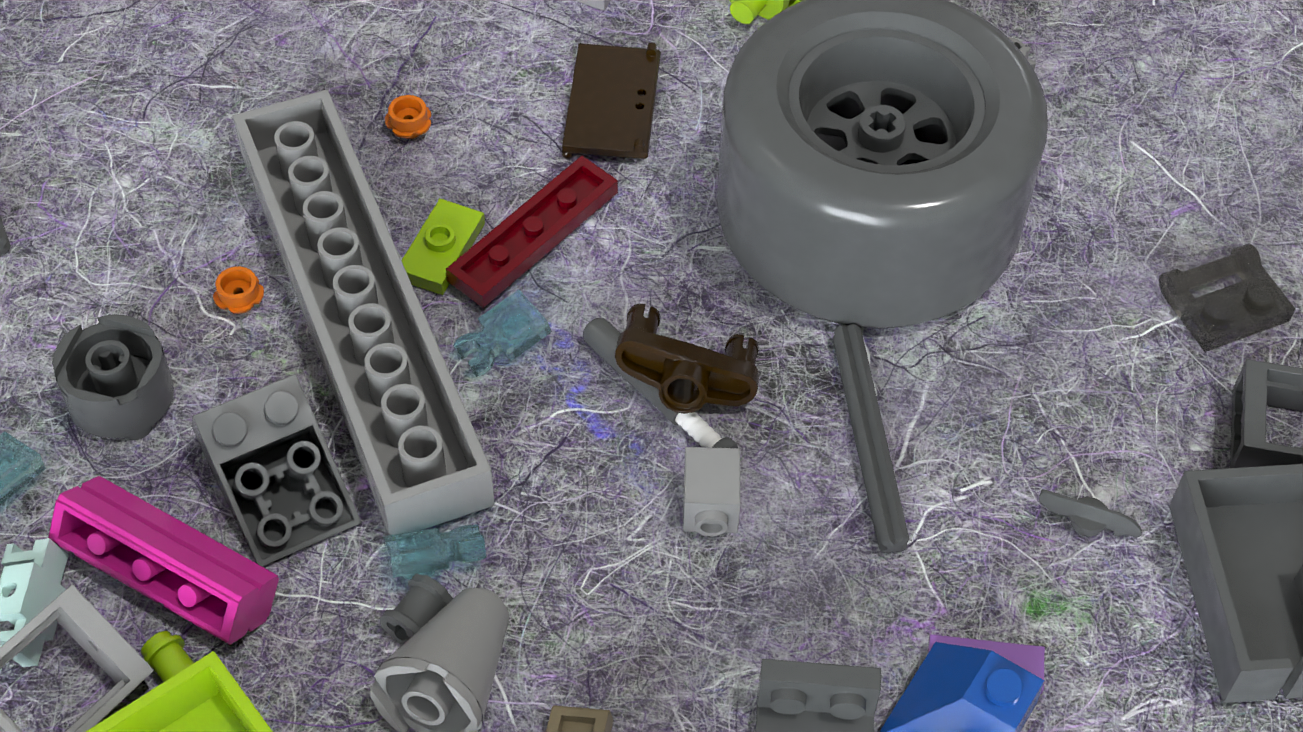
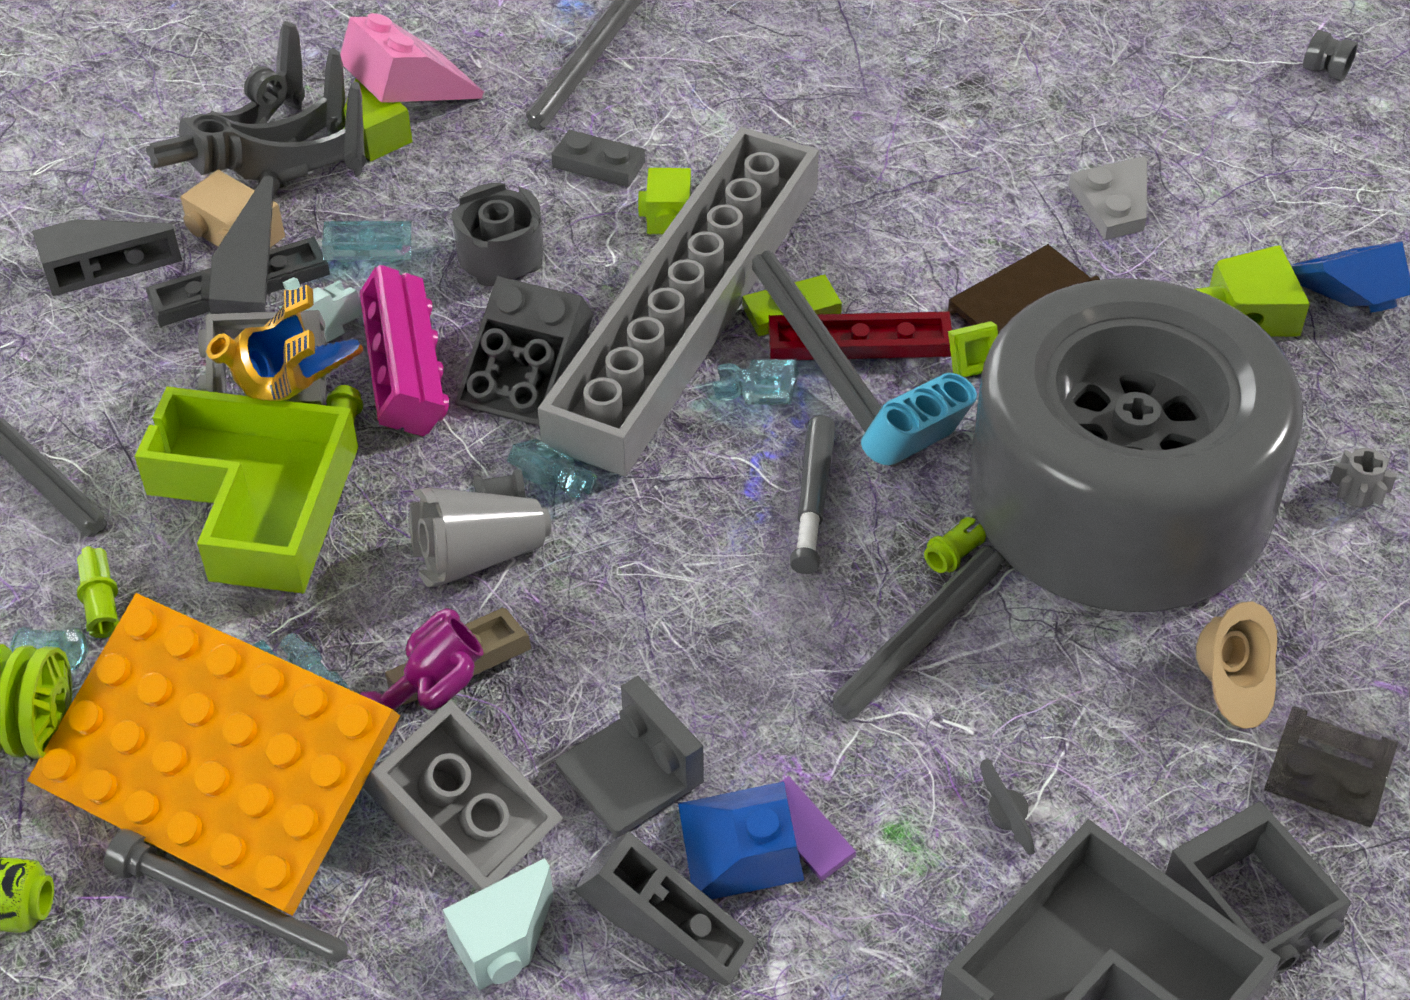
camera: 50 degrees right, 5 degrees down
(97, 667) = (281, 356): none -> piece
(101, 239) = (598, 158): none -> dark grey plate
(227, 231) = (665, 196): none -> lime brick
(235, 281) = (634, 240): orange plate -> none
(408, 117) = (870, 212): orange plate -> none
(540, 264) = (817, 339): none -> dark grey axle
(637, 172) = (970, 347): none -> lime tile
(680, 262) = (918, 418): none -> medium azure beam
(683, 371) = (832, 487): dark brown connector -> none
(711, 490) = (761, 572): light grey brick -> none
(813, 354) = (946, 551): none -> lime pin
(1096, 271) = (1241, 662): none -> tan piece

